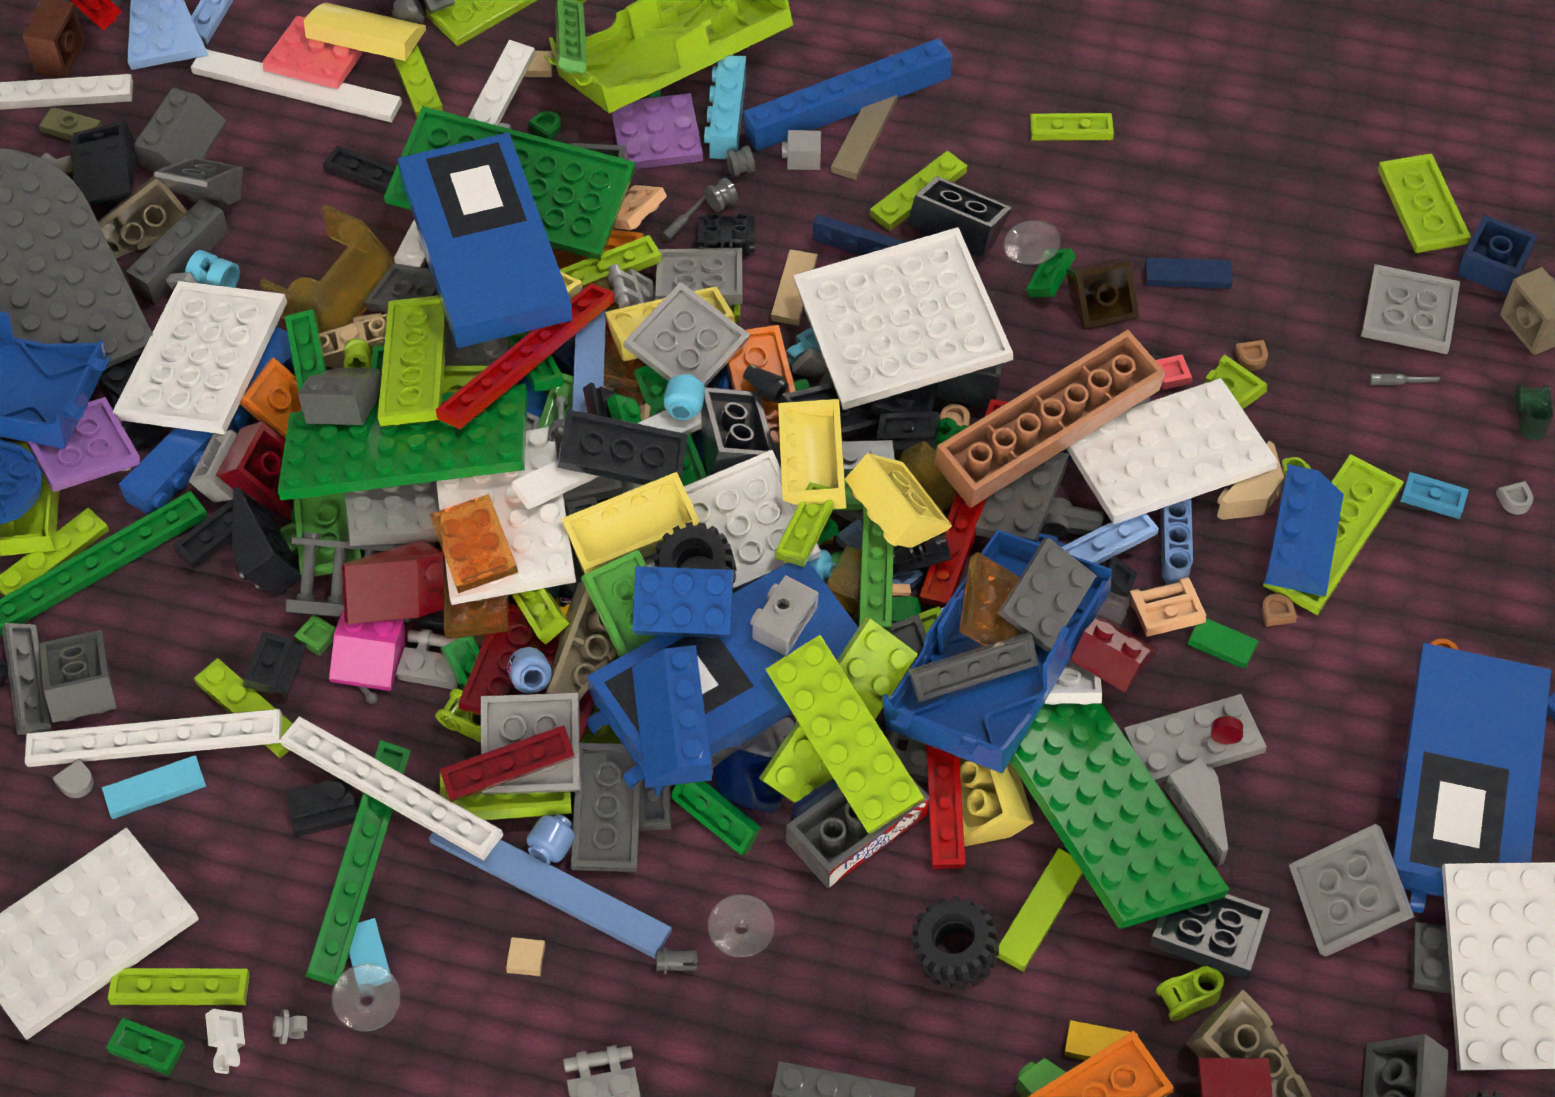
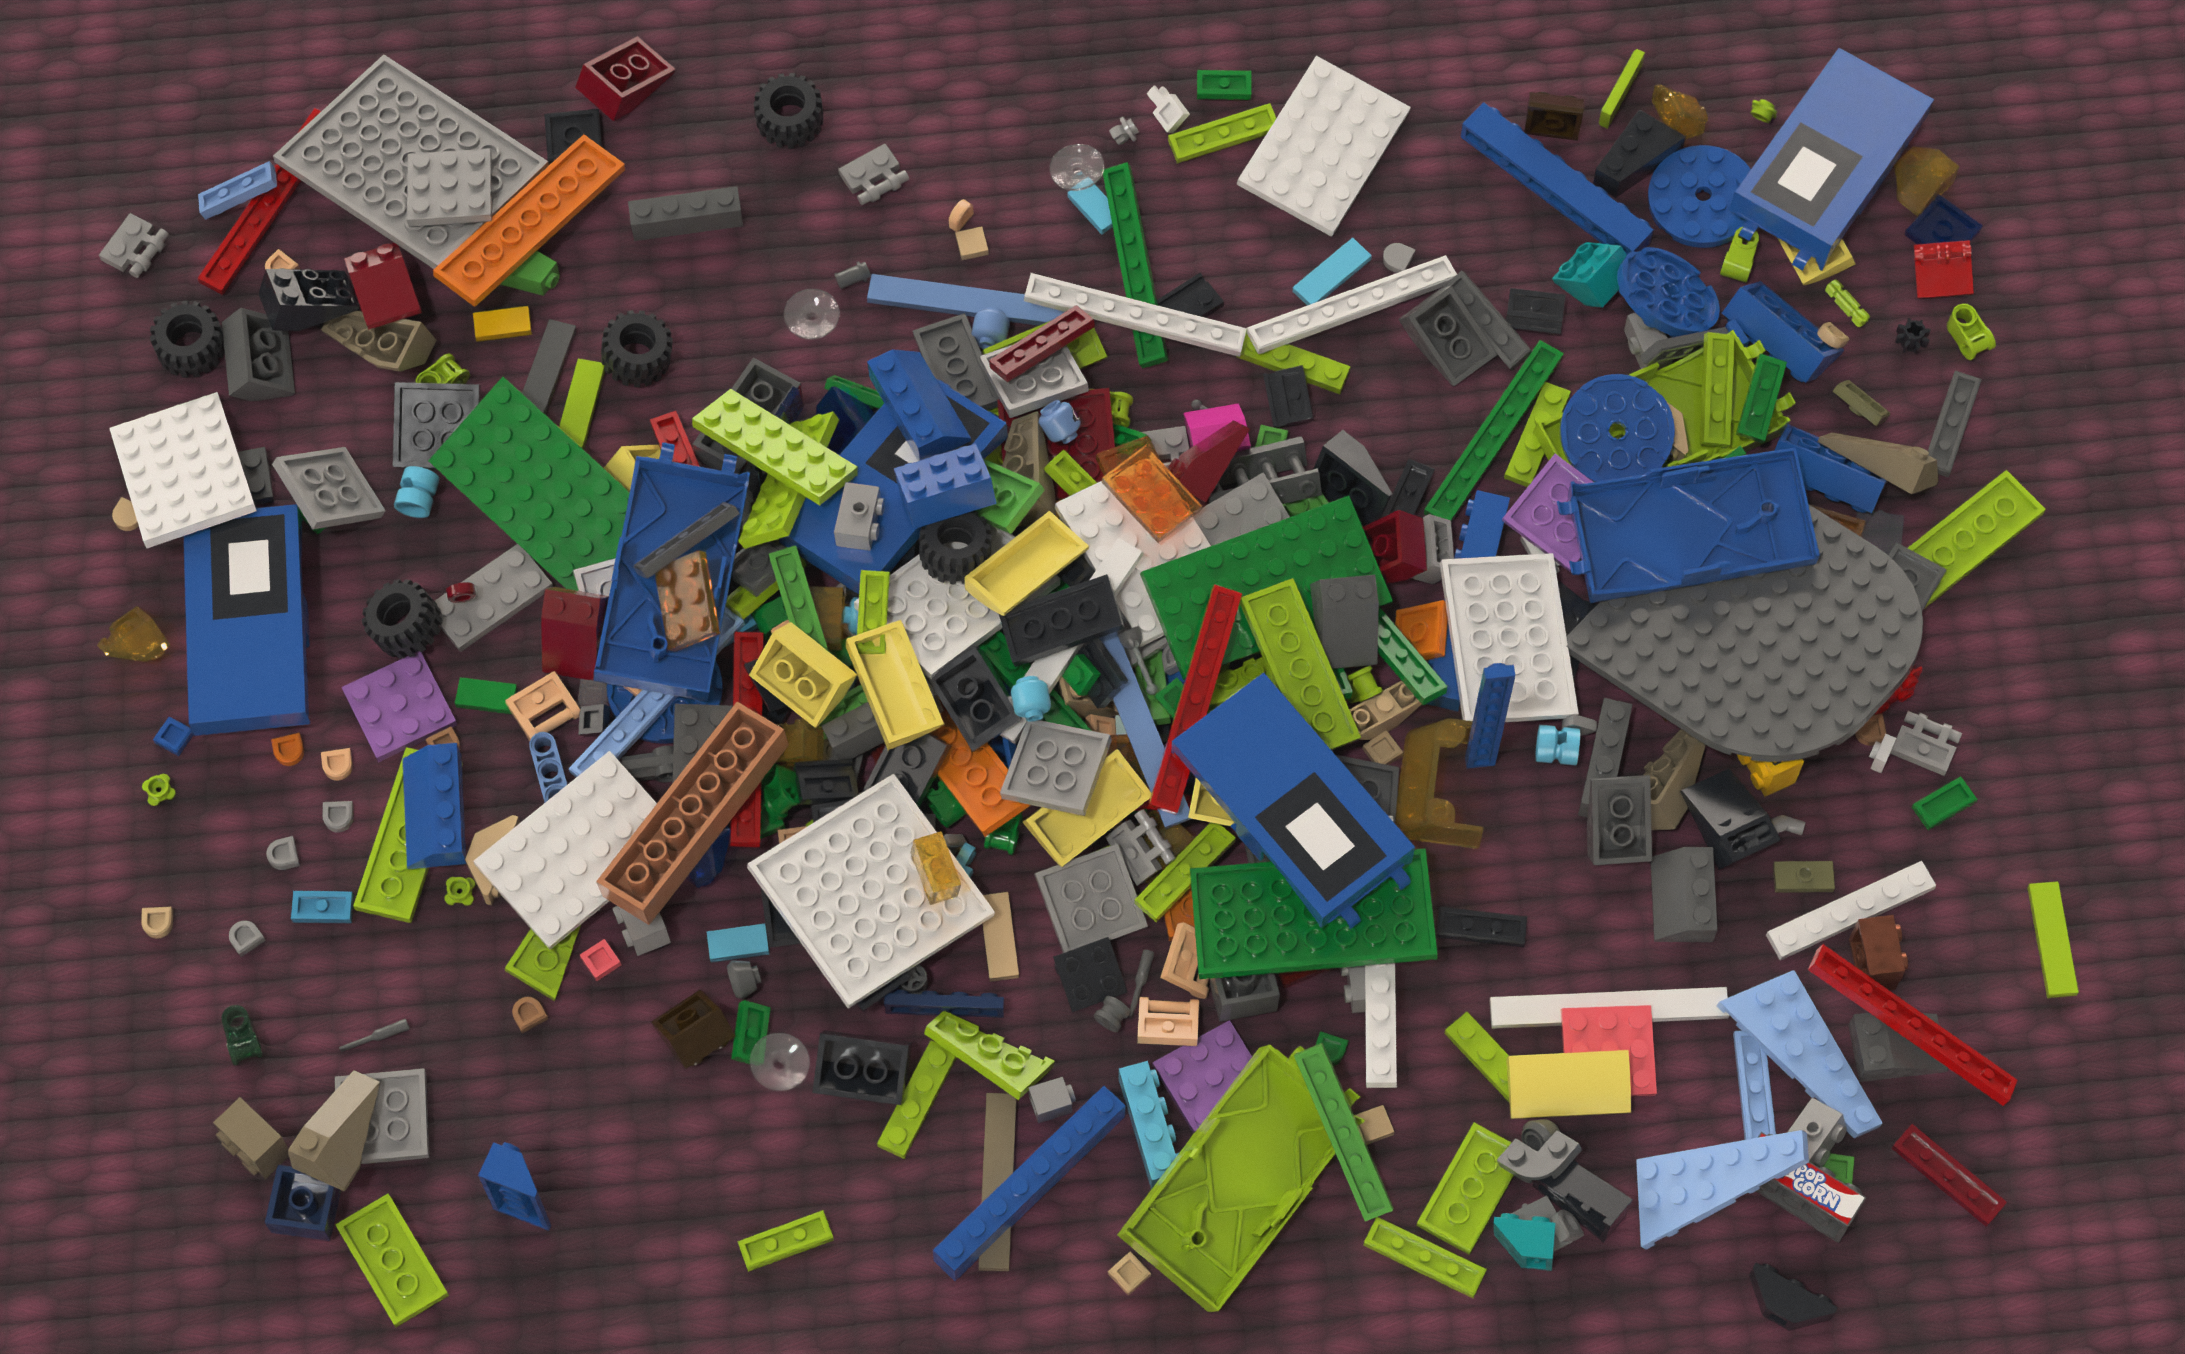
camera: 160 degrees right, 10 degrees up
(266, 211) = (1490, 715): none -> blue plate
(522, 989) = (960, 215): none -> light nougat tile
(679, 167) = (1168, 1028): none -> light nougat plate
(740, 161) = (1109, 1062): dark grey wheel -> none
(766, 383) = (969, 762): black cone -> none
(797, 31) = (1129, 1273): none -> tan tile
(835, 302) = (935, 868): none -> clear yellow brick
(839, 191) = (988, 1054): none -> lime wing
(1038, 352) = (737, 942): none -> medium azure tile
(1043, 315) = (743, 978): none -> dark grey cone
(1047, 594) = (641, 619): dark grey plate -> none
(1065, 969) = (549, 363): none -> dark grey tile
(1188, 273) = (614, 1089): dark blue tile -> none
(1198, 798) = (473, 539): light grey slope -> none
(1250, 866) = (415, 495): none -> medium azure wheel
(1305, 180) = (511, 1185): none -> blue slope
(1316, 714) = (389, 606): none -> black tyre
(1317, 661) = (399, 706): none -> medium lavender plate
(1393, 626) = (337, 763): none -> light nougat tile
(1402, 578) = (338, 815): none -> light grey tile
(1457, 280) = (336, 1134): none -> dark tan wedge
(1465, 559) = (283, 854): none -> light grey tile

